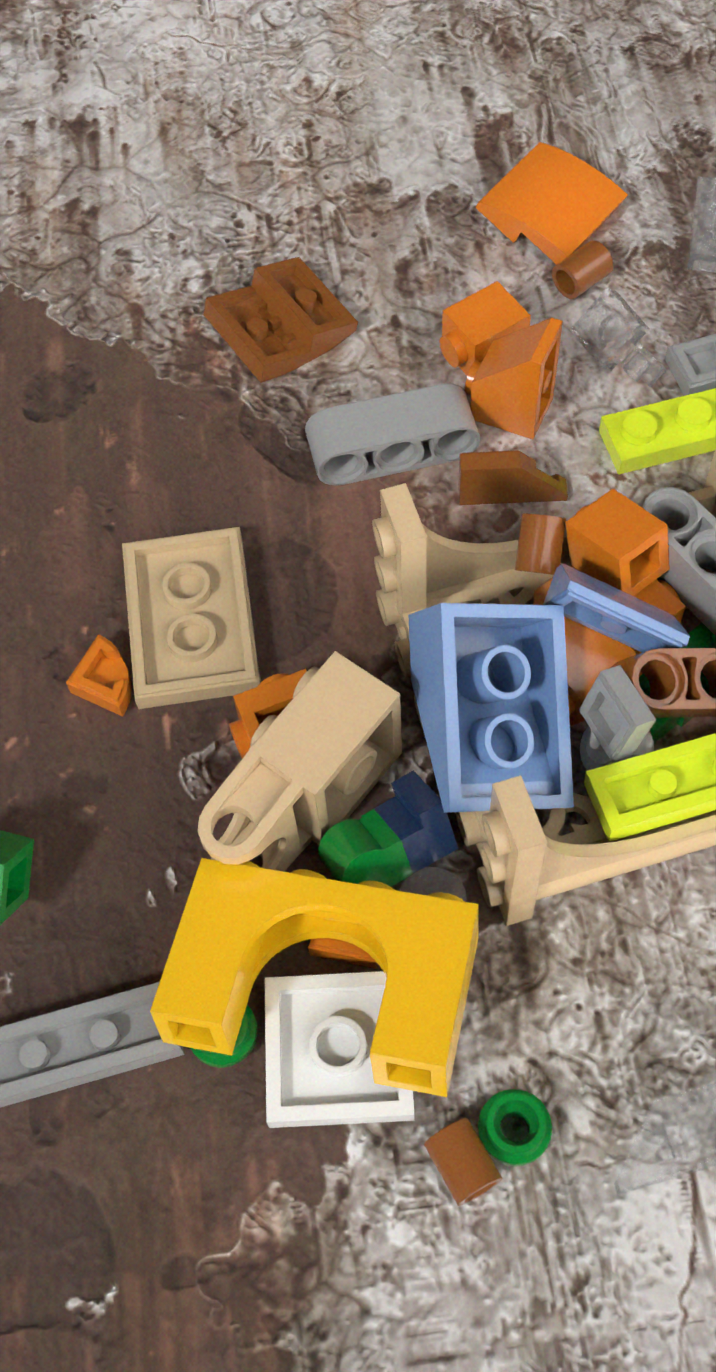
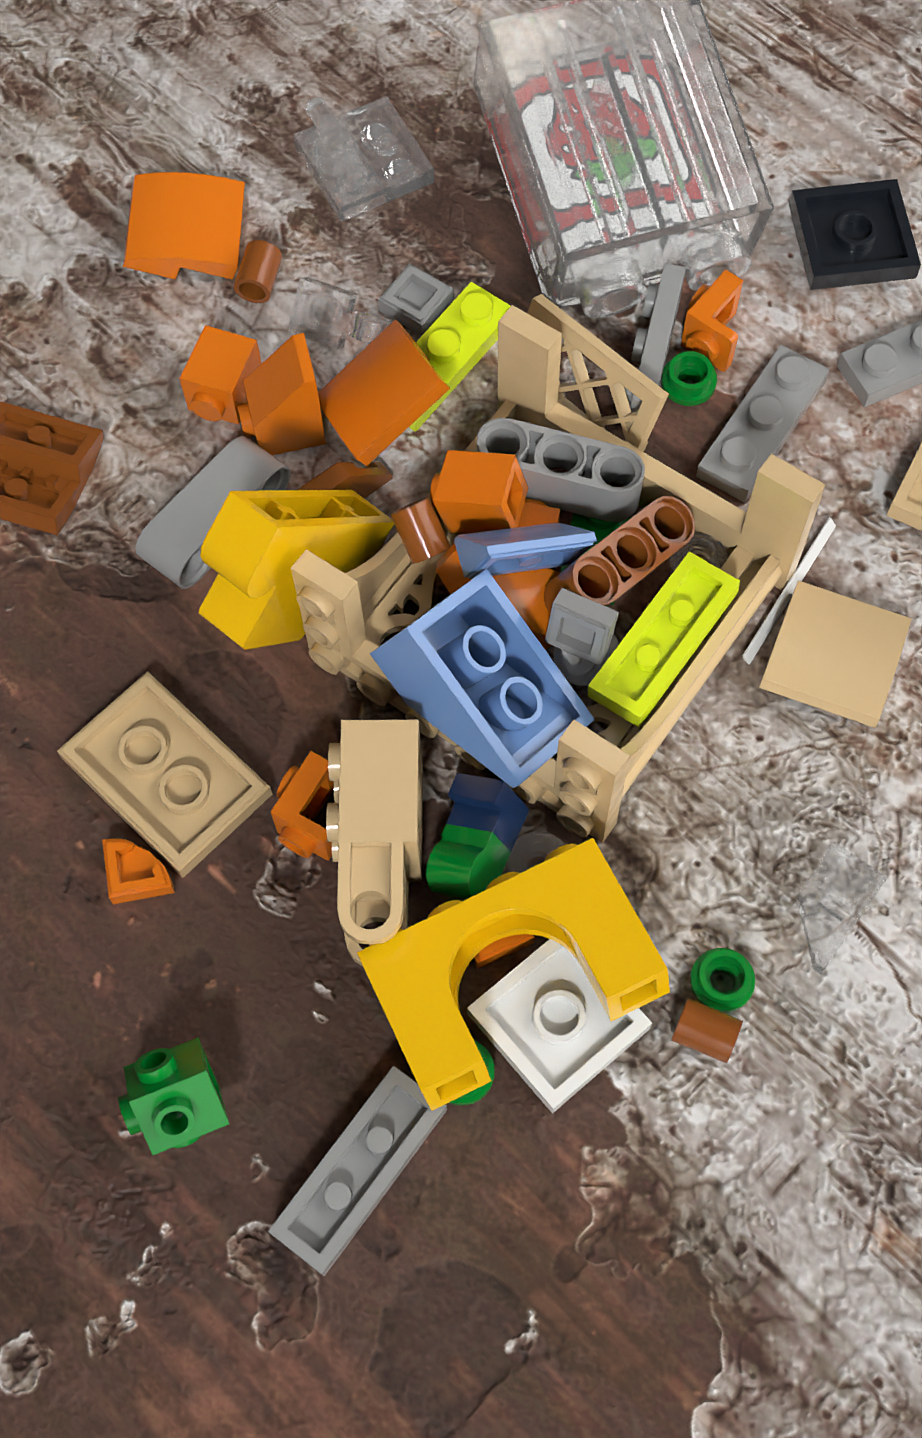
camera: 40 degrees left, 5 degrees up
(382, 446) = (260, 540): none -> yellow brick
(604, 419) = (381, 393): none -> orange slope

